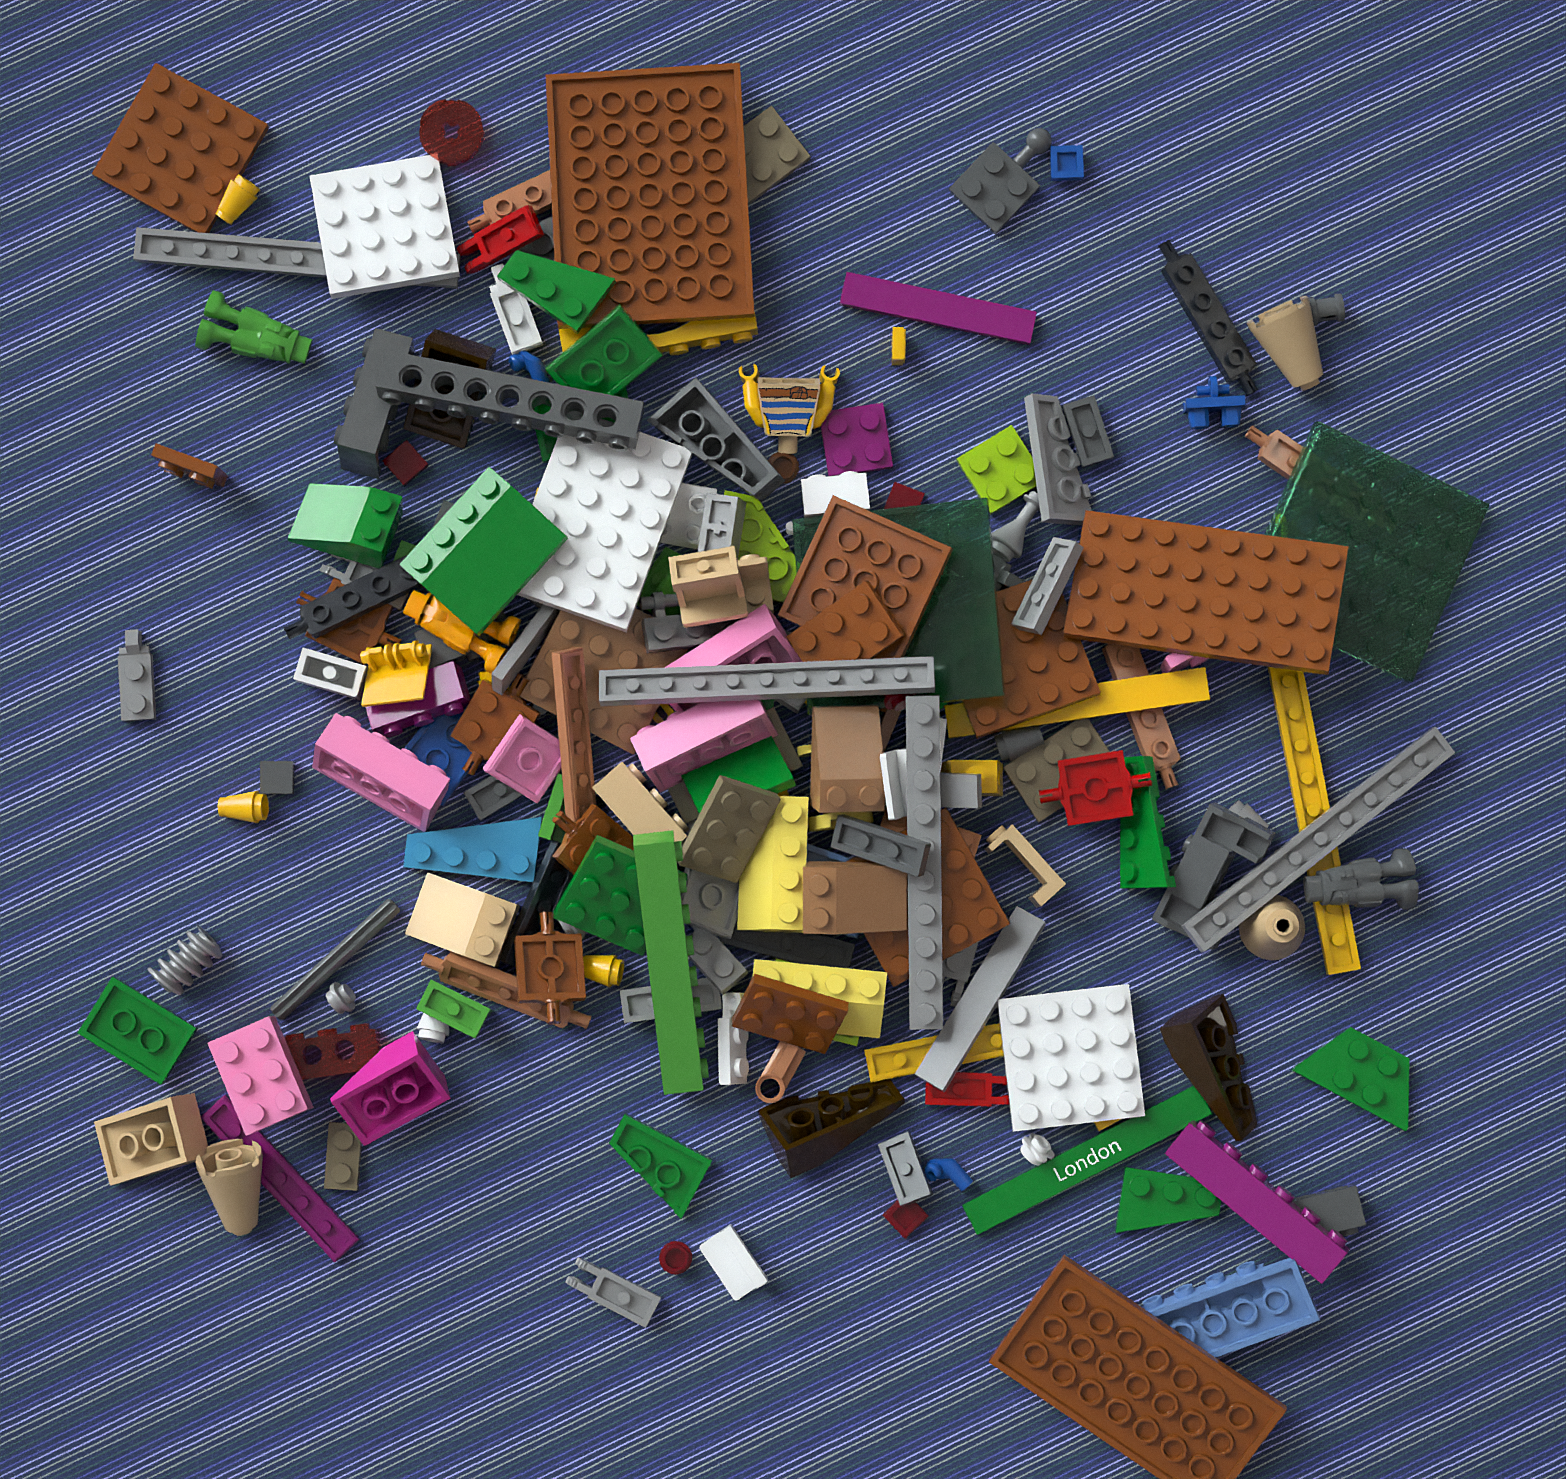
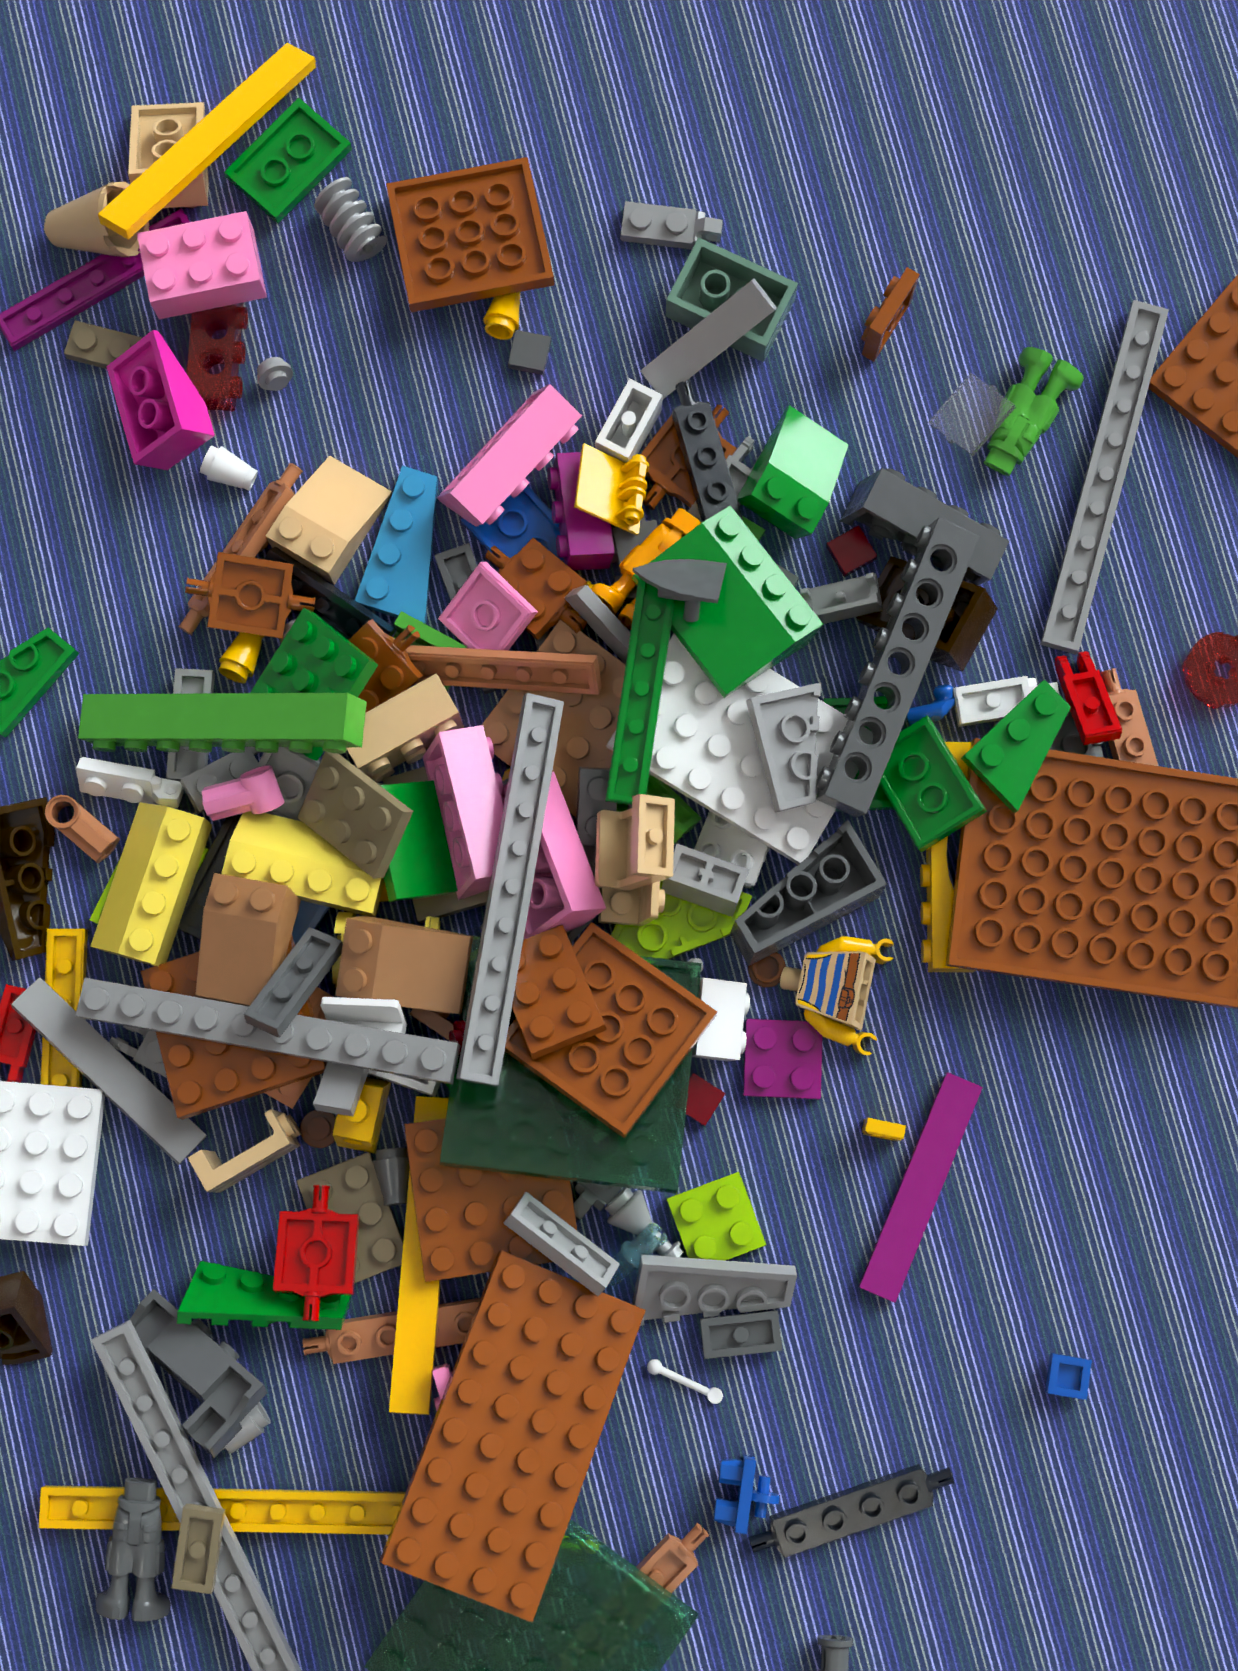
camera: 100 degrees right, 5 degrees down
(140, 1098) = (206, 141): none -> yellow tile
(180, 850) = (469, 234): none -> dark orange plate
(199, 607) = (712, 278): none -> sand green brick
(237, 199) = (1183, 423): yellow cone -> none
(243, 617) = (709, 338): none -> light grey tile
(264, 380) = (972, 414): none -> clear piece
(335, 959) = (318, 377): dark grey axle -> none
(384, 226) = (1124, 574): white plate -> none
(450, 461) = (844, 598): none -> light grey hinge
(453, 1009) = (233, 488): bright green panel -> none
(477, 584) = (685, 581): none -> dark grey shield
(574, 607) = (640, 695): none -> green tile
(593, 480) = (786, 740): none -> light grey wing
(723, 922) = (252, 791): none -> bright pink piece
(770, 153) = (1137, 1025): dark tan plate -> none
(790, 1013) = (134, 846): dark orange plate -> none
(992, 813) = (318, 1129): none -> reddish brown plate
(997, 185) = (1055, 1288): dark grey plate -> none
(1040, 531) = (630, 1253): none -> clear light blue axle
(1140, 445) = (714, 1394): none -> white hinge
(1261, 933) = (107, 1435): tan cone -> none
(1291, 342) = (803, 1606): tan cone -> none
(1349, 828) = (198, 1548): none -> dark tan plate

